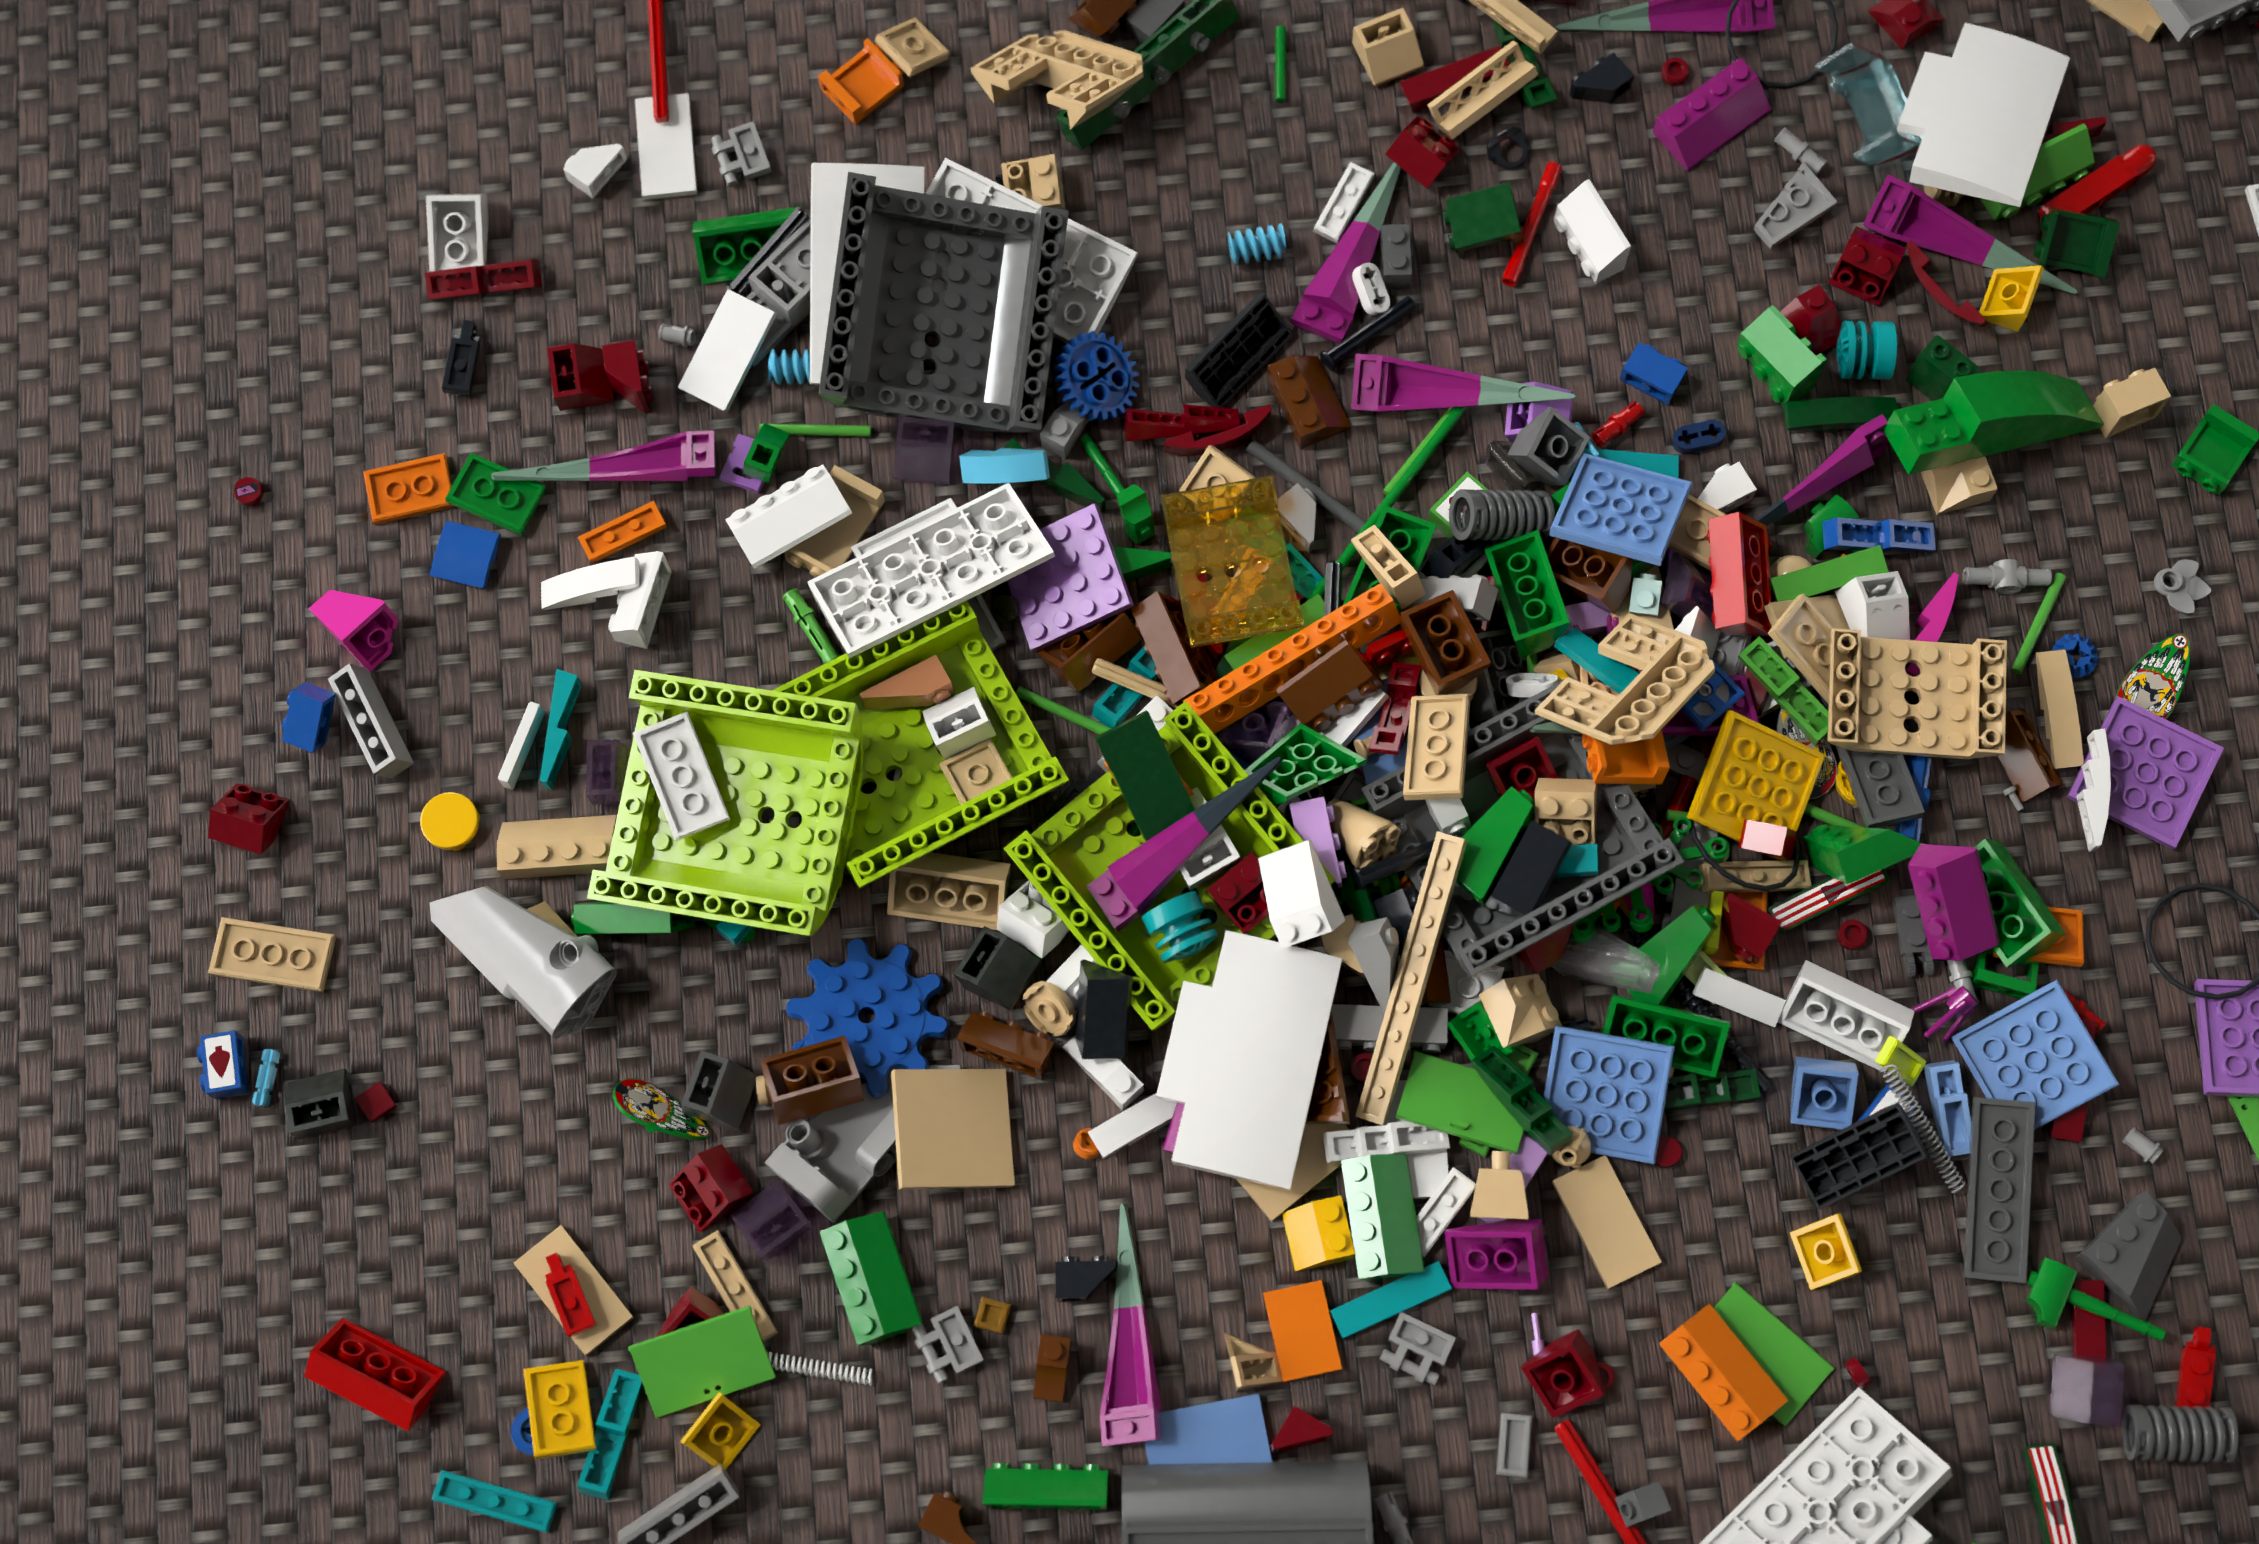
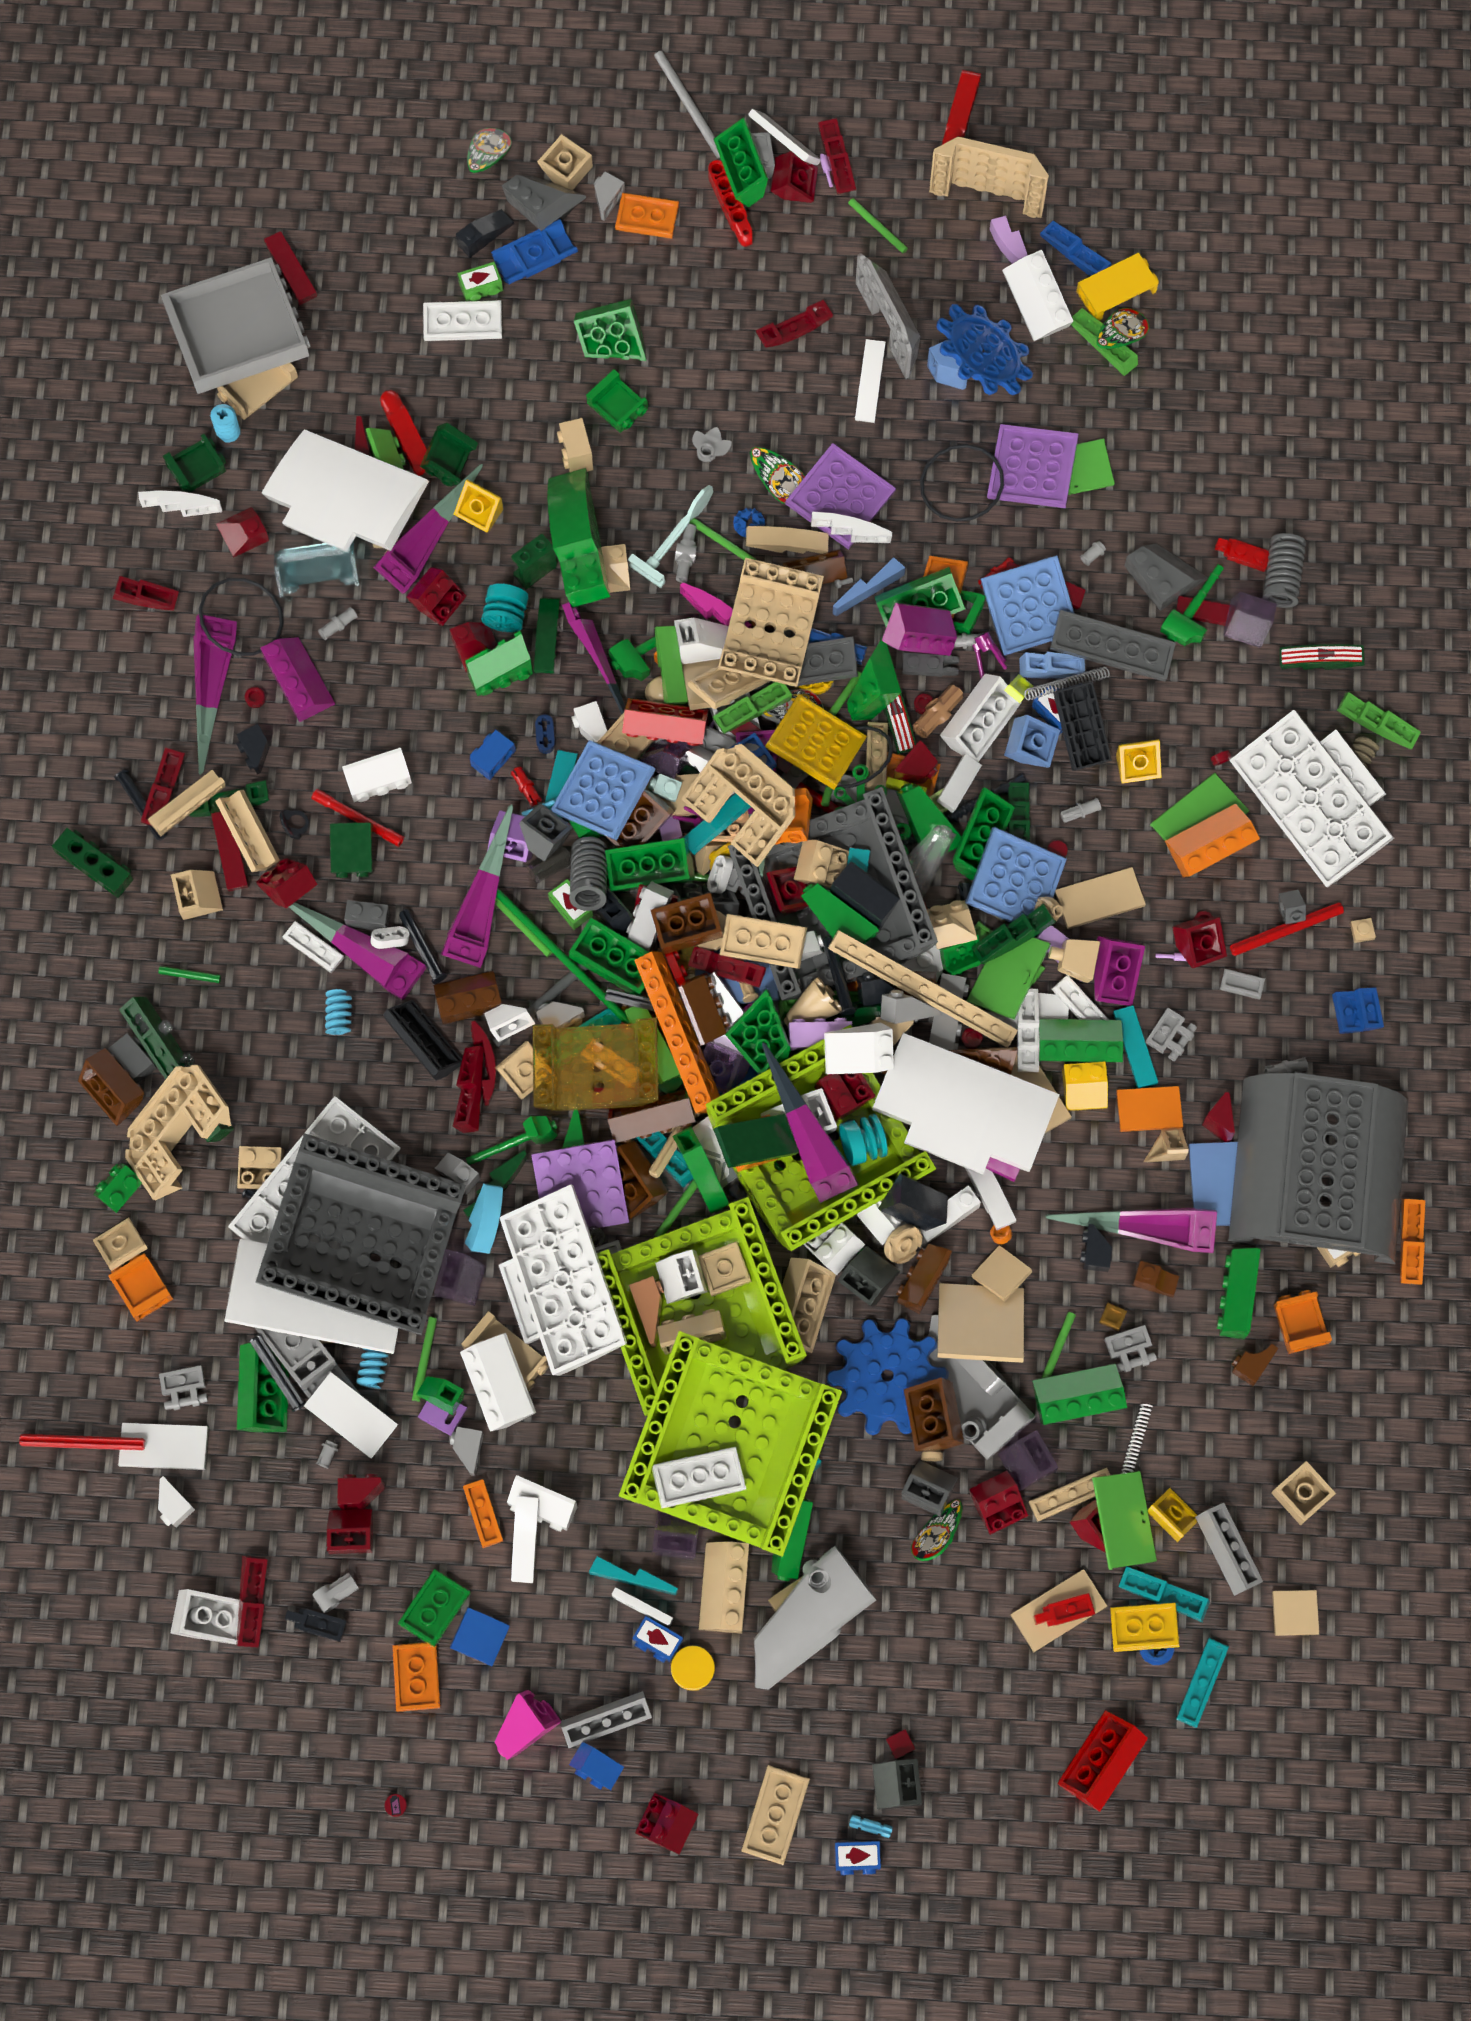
camera: 85 degrees left, 0 degrees up
(480, 771) = (657, 1639): none -> brick
(500, 370) = (330, 1595): none -> light grey piece
(662, 460) = (431, 1473): magenta plate -> none
(702, 499) = (467, 1446): none -> light grey slope
(806, 619) = (583, 1380): bright green pin -> none
(886, 744) = (706, 1327): none -> tan slope
(940, 1244) = (1059, 1345): none -> bright green bar
(985, 32) = (117, 1187): none -> green bracket
(1029, 1151) = (1002, 1273): none -> tan tile
(1111, 398) = (425, 1142): blue gear -> none
(1115, 707) = (701, 1170): none -> green slope
(1278, 449) = (508, 1020): none -> white slope
(1389, 567) = (618, 954): tan slope -> none
(1734, 1177) = (1080, 810): none -> light grey axle
(1767, 839) = (854, 742): slope -> none
(1796, 207) = (381, 636): light grey wing -> none
(1842, 953) = (938, 711): none -> medium nougat piece
(1890, 534) = (643, 629): blue slope -> none
(1965, 312) = (485, 538): dark red slope -> none
(2002, 820) = (888, 574): none -> medium blue slope
(2075, 575) = (648, 569): none -> light aqua piece

